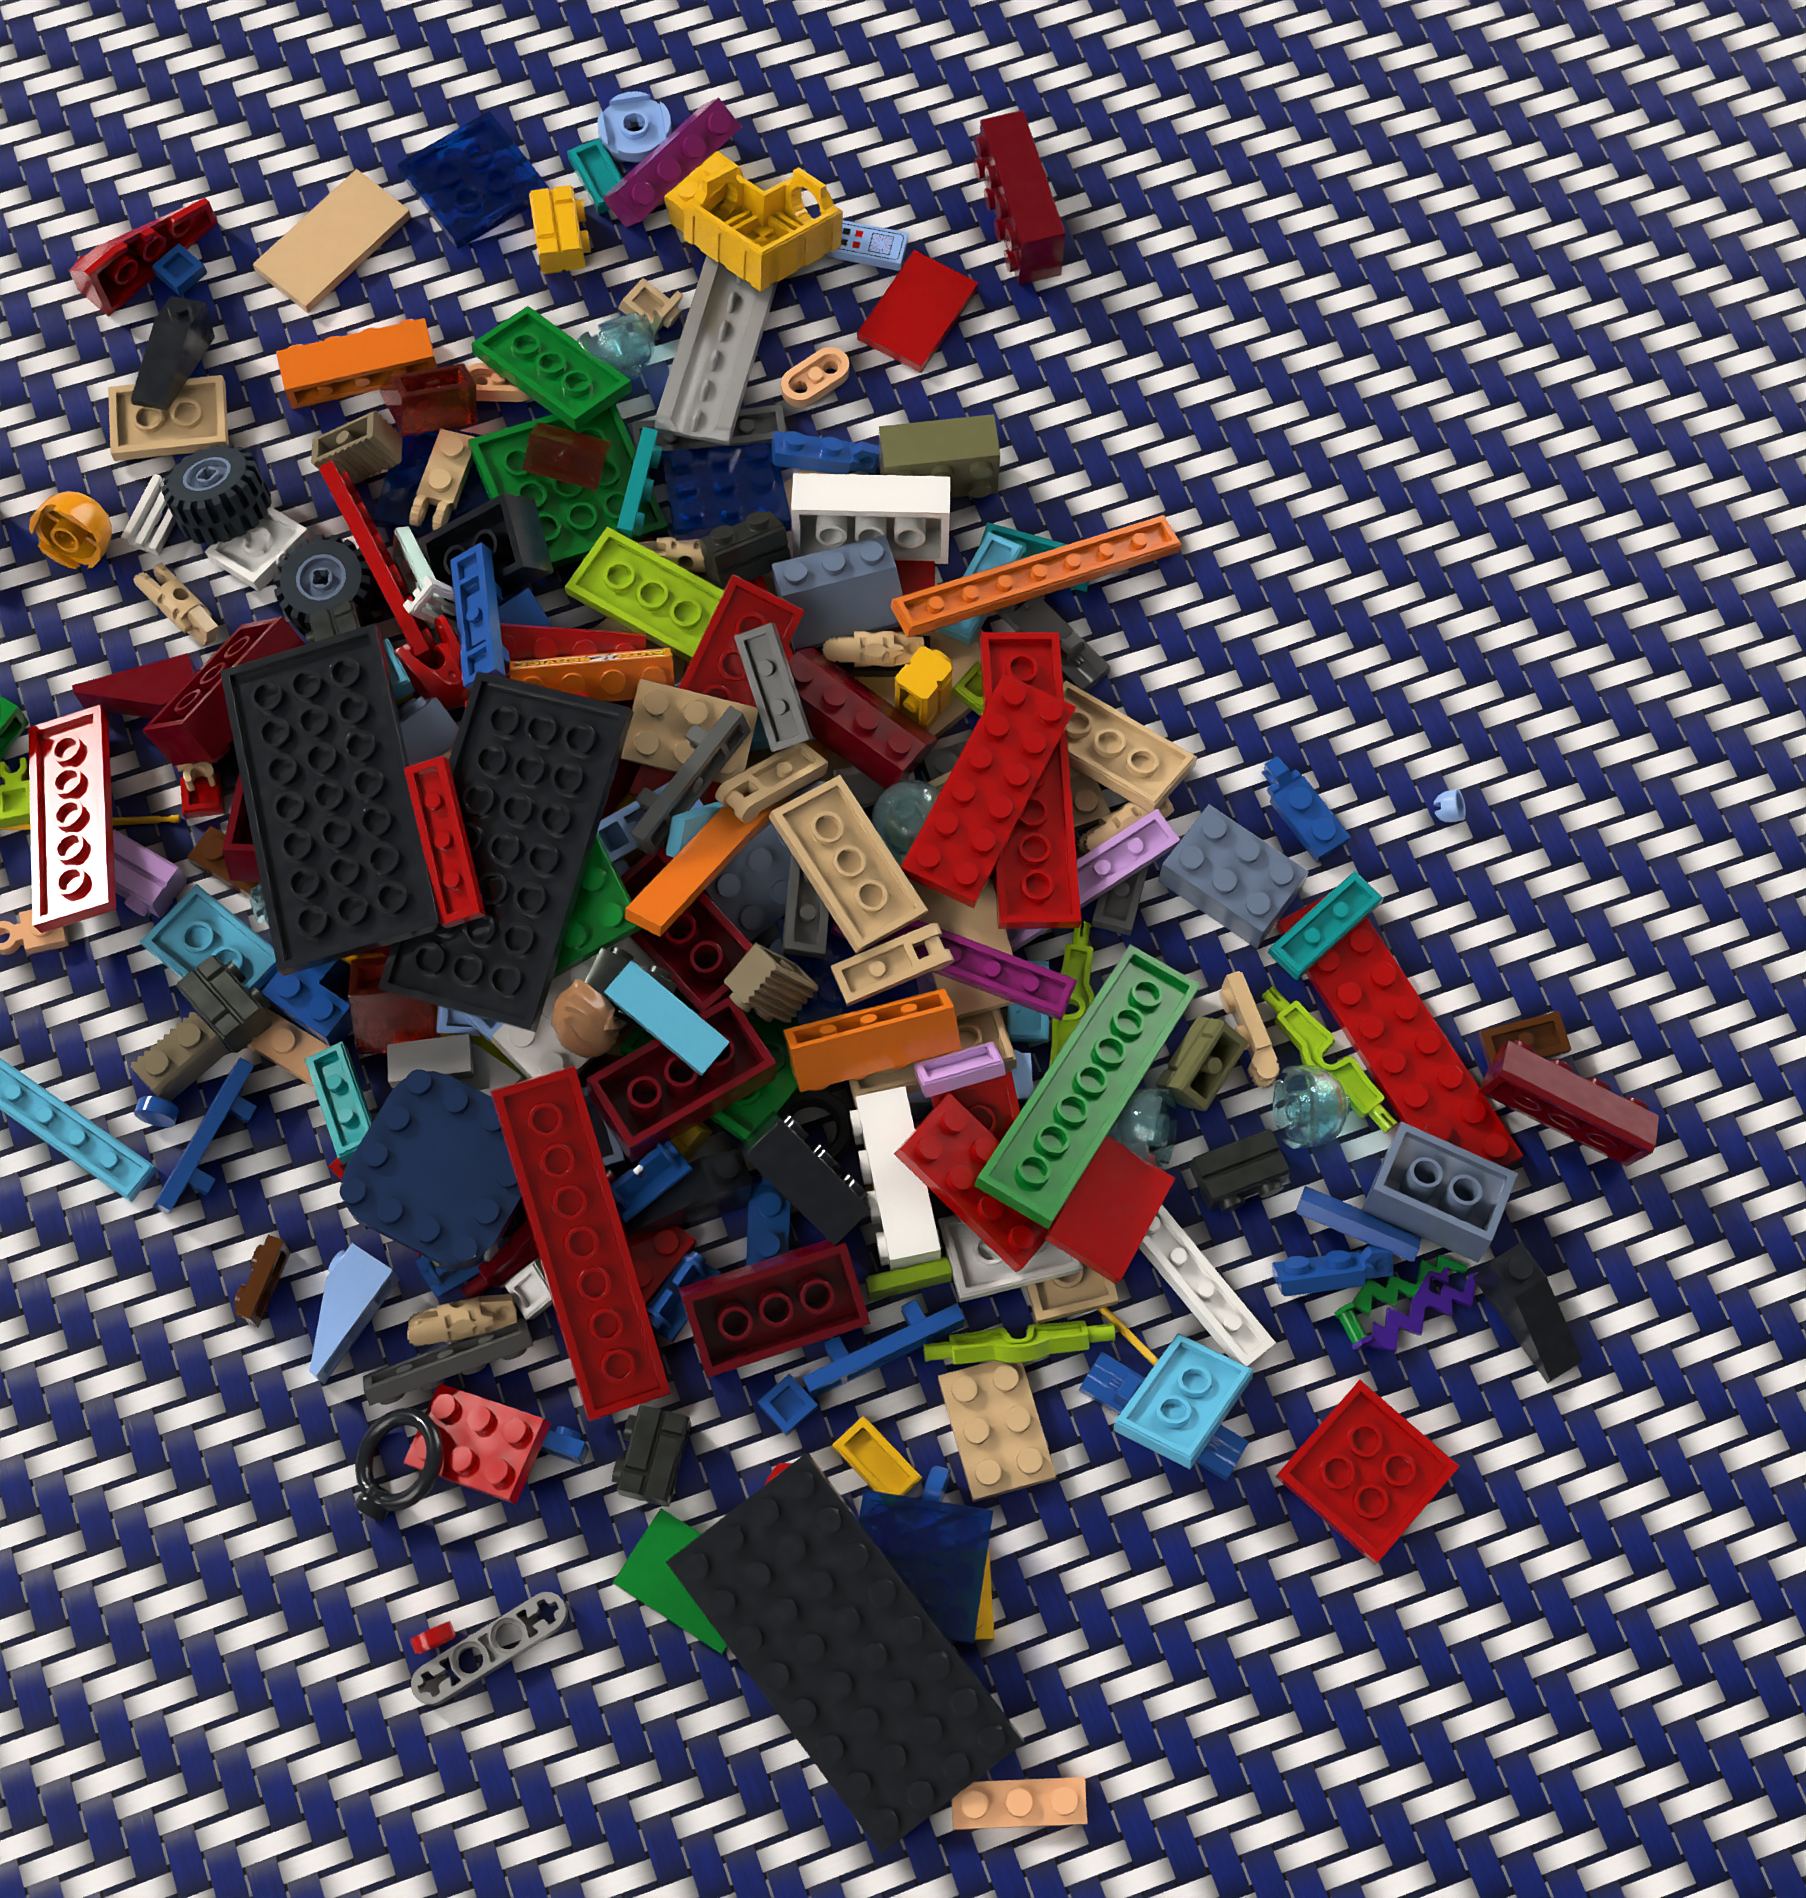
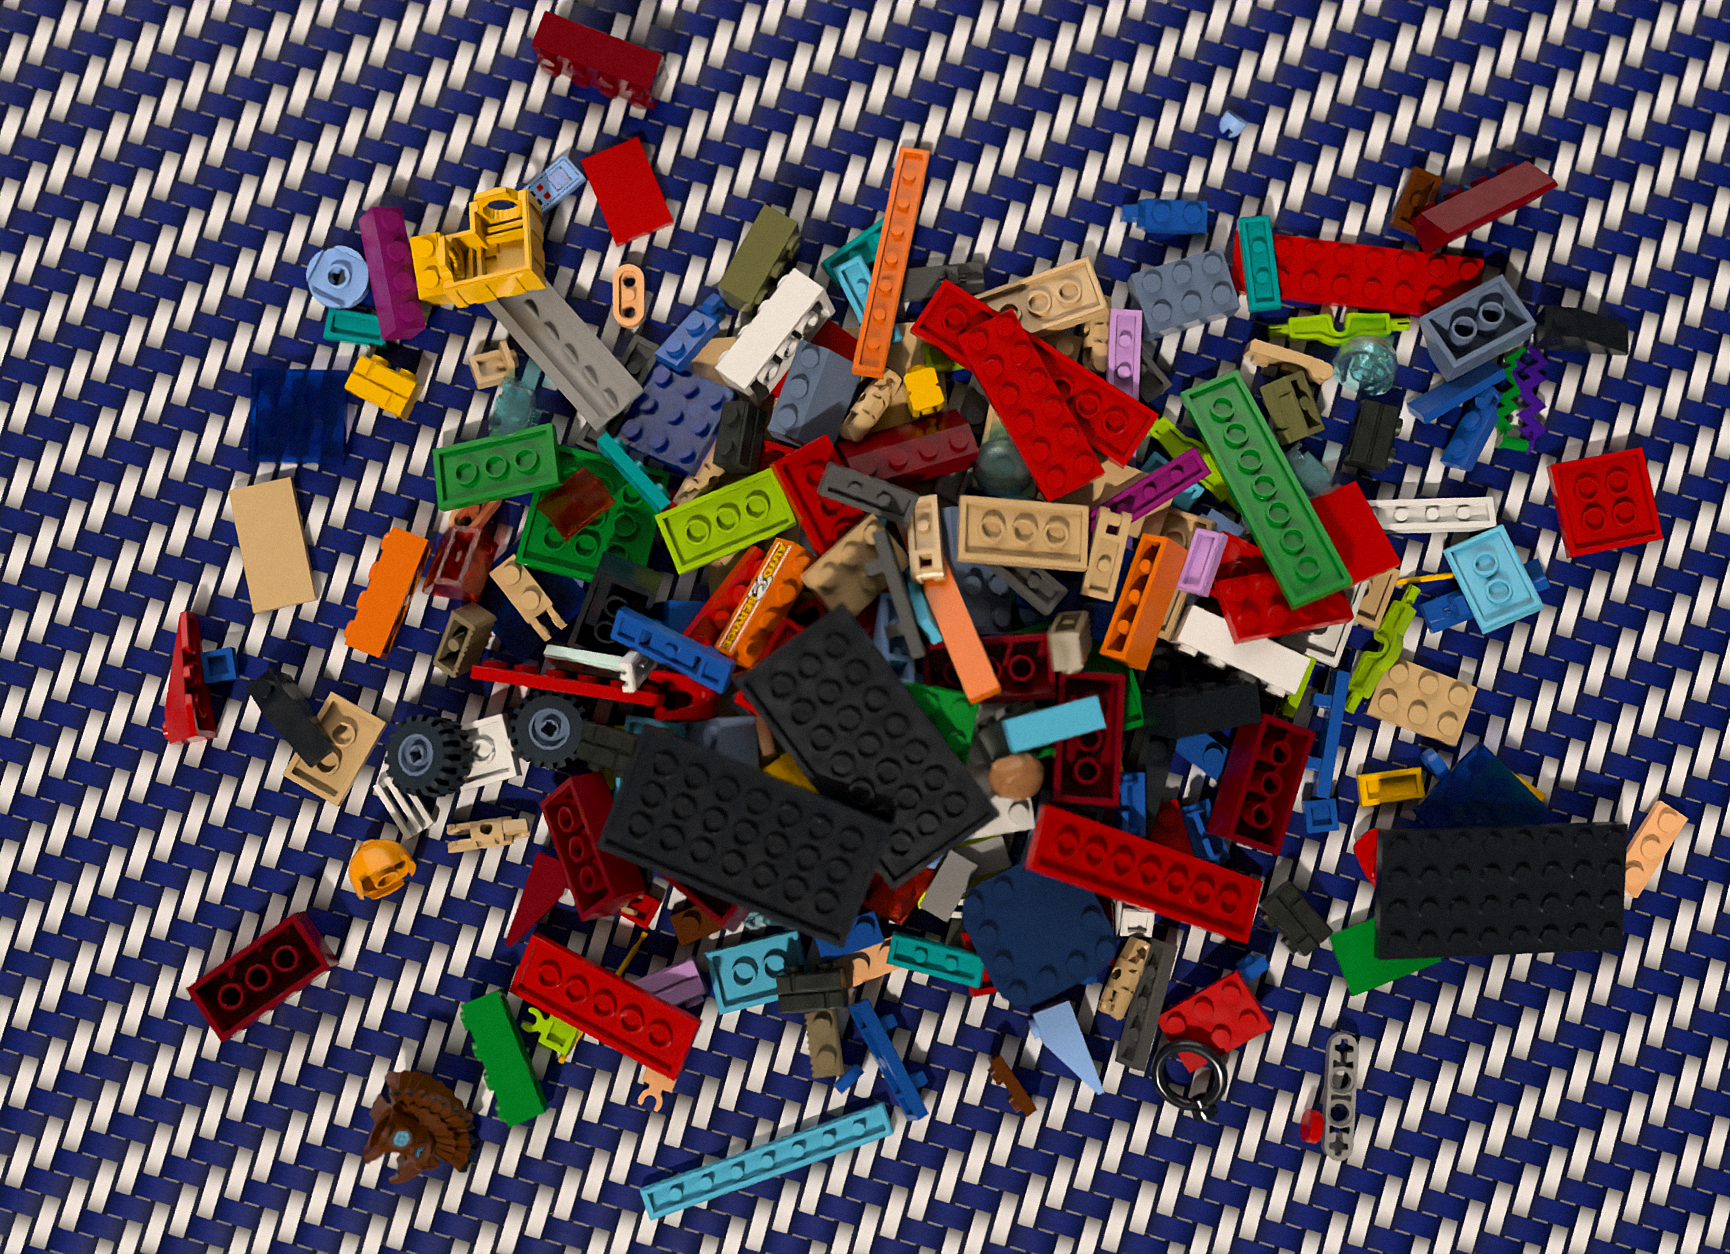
camera: 55 degrees left, 15 degrees up
(444, 842) = (837, 784): red plate -> none

